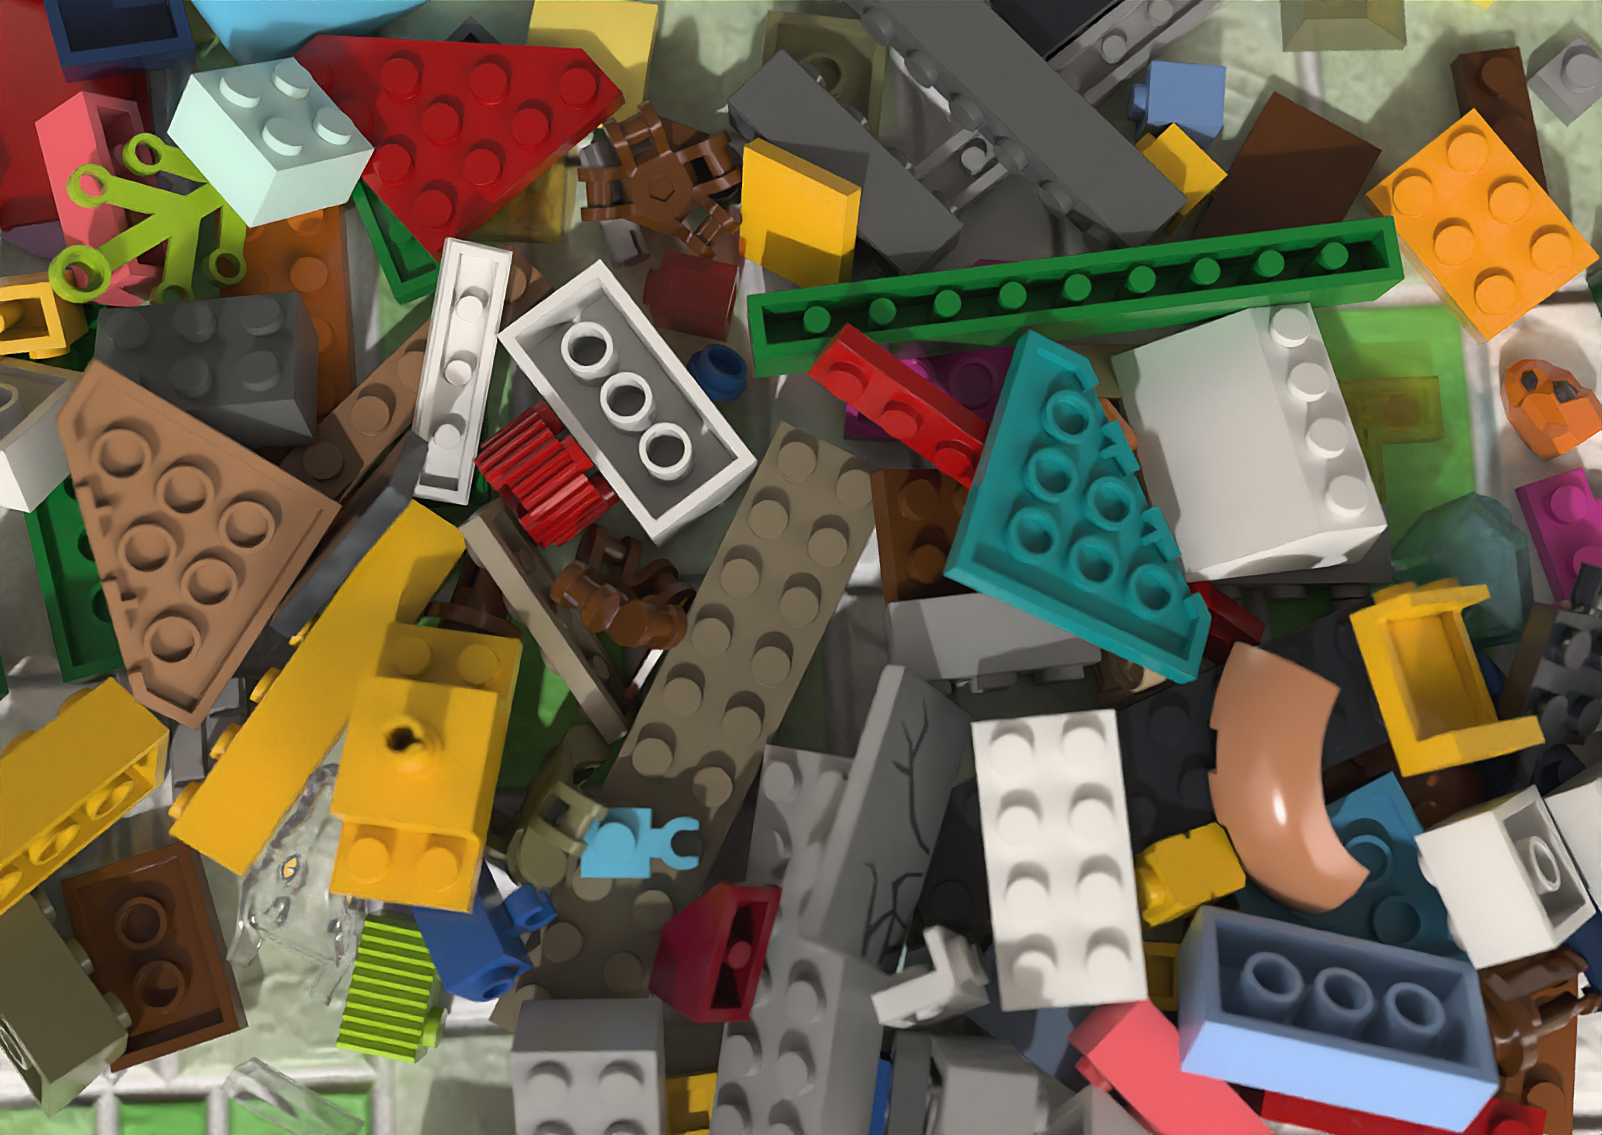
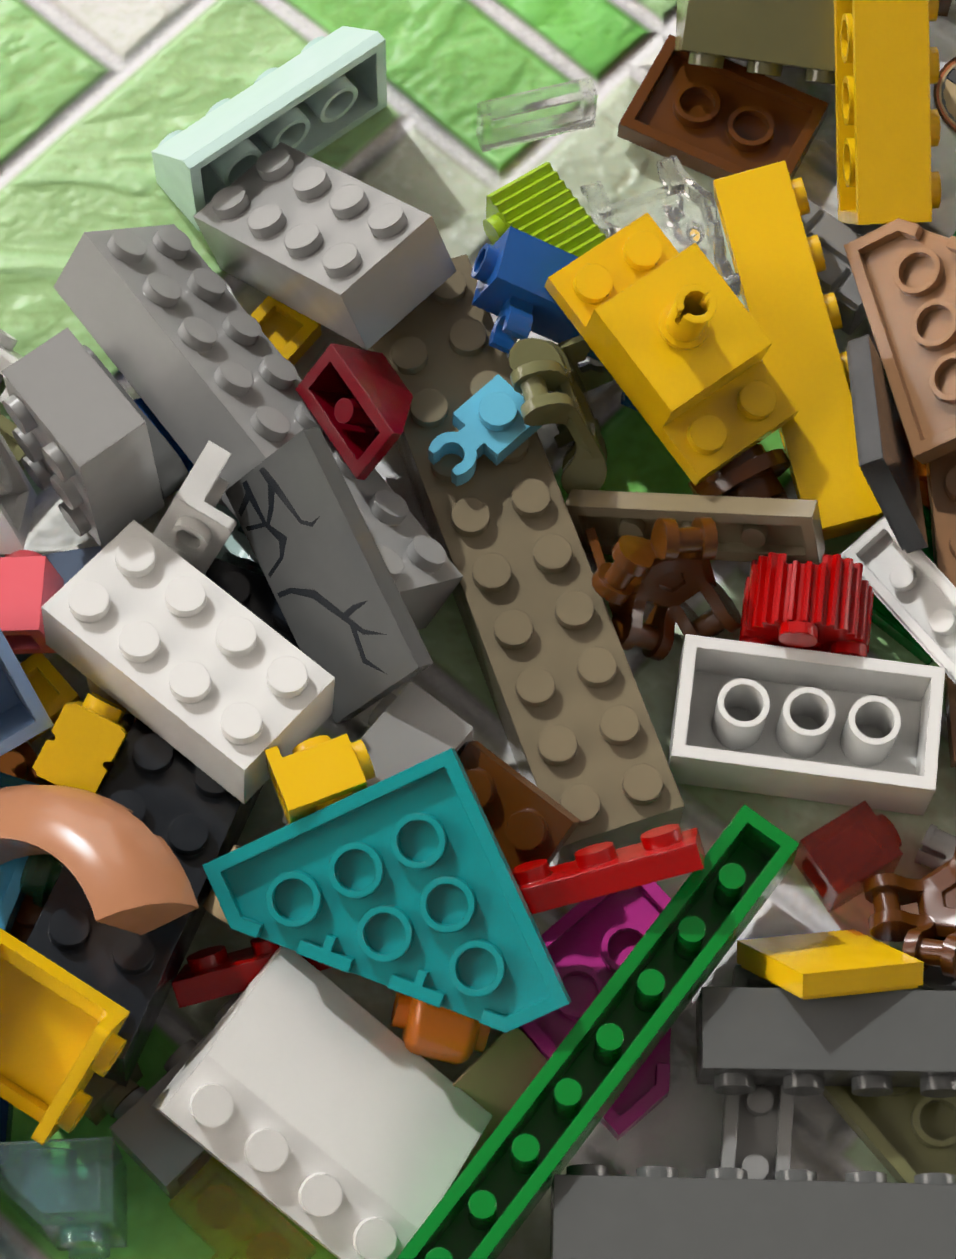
camera: 135 degrees right, 15 degrees down
(719, 372) = (778, 807): blue plate -> none
(1051, 660) = (318, 773): none -> yellow brick

